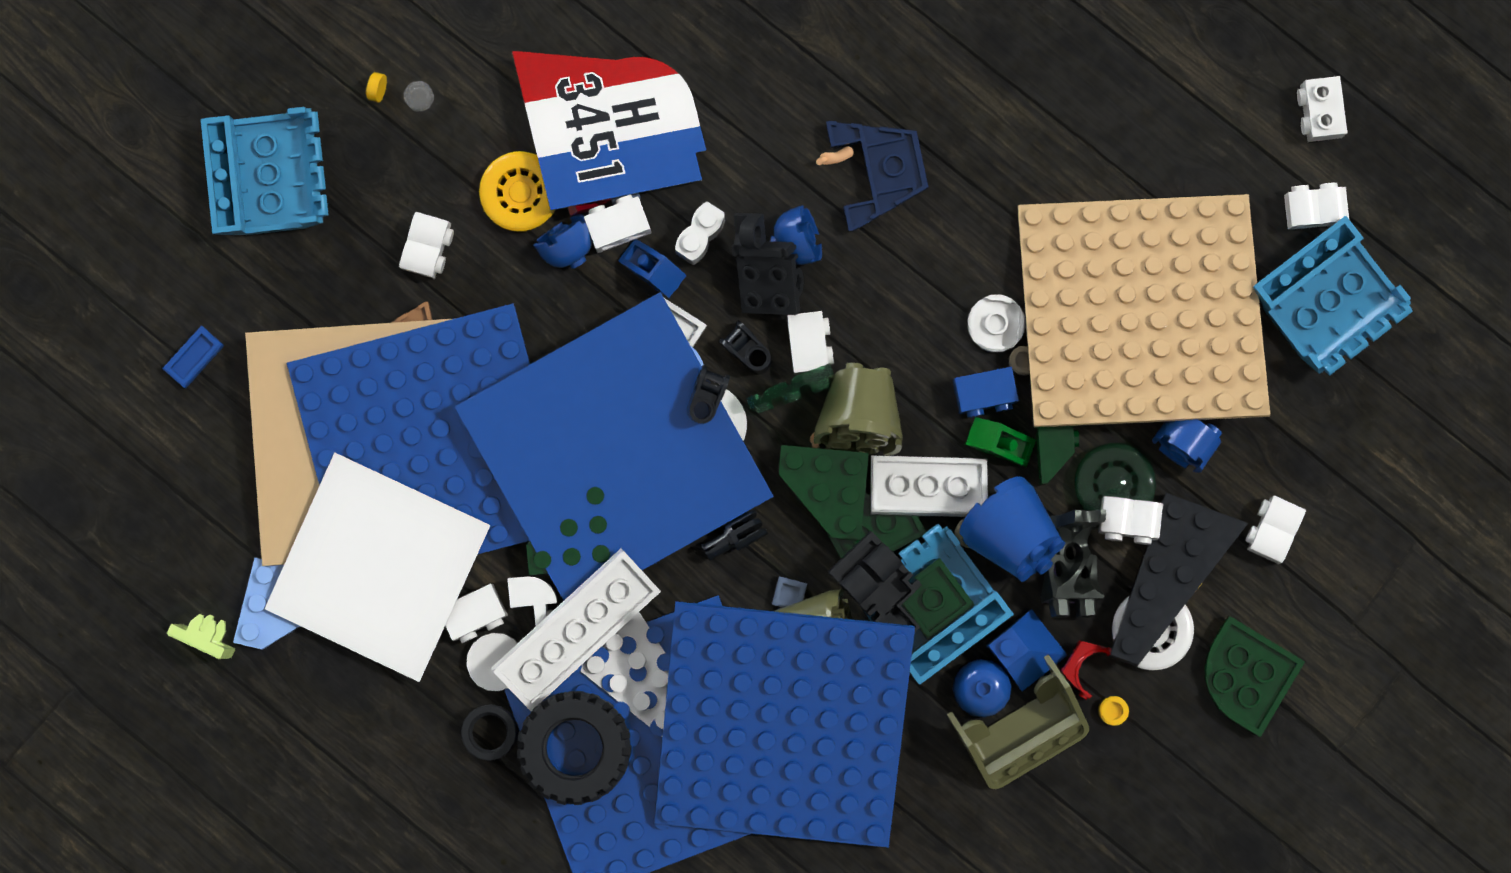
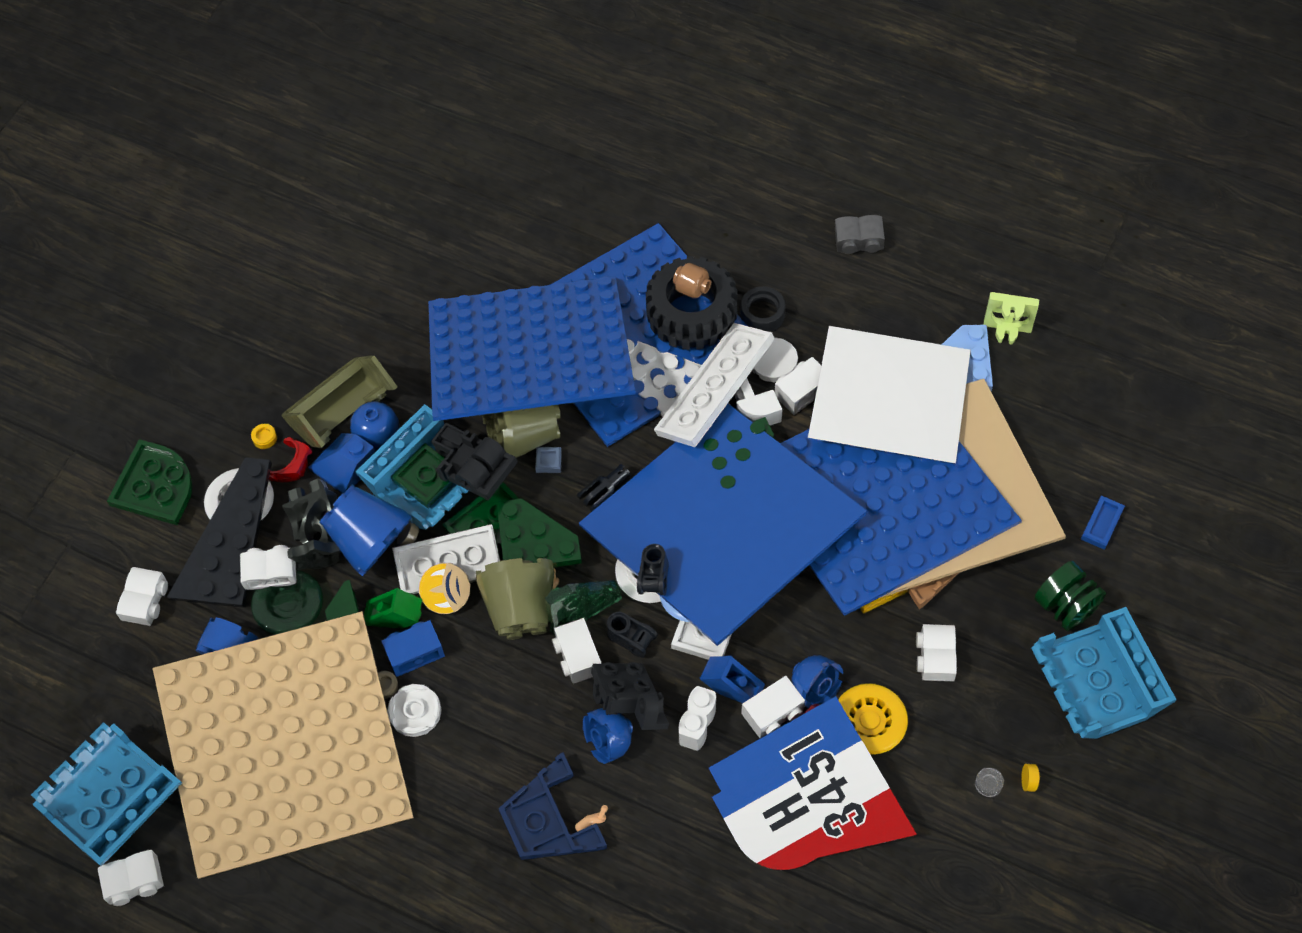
camera: 165 degrees right, 25 degrees down
(263, 262) = (1074, 600): none -> dark green wheel
(342, 810) = (859, 234): none -> flat silver brick
(569, 754) = (691, 280): none -> medium nougat head
(938, 452) = (444, 588): none -> tile

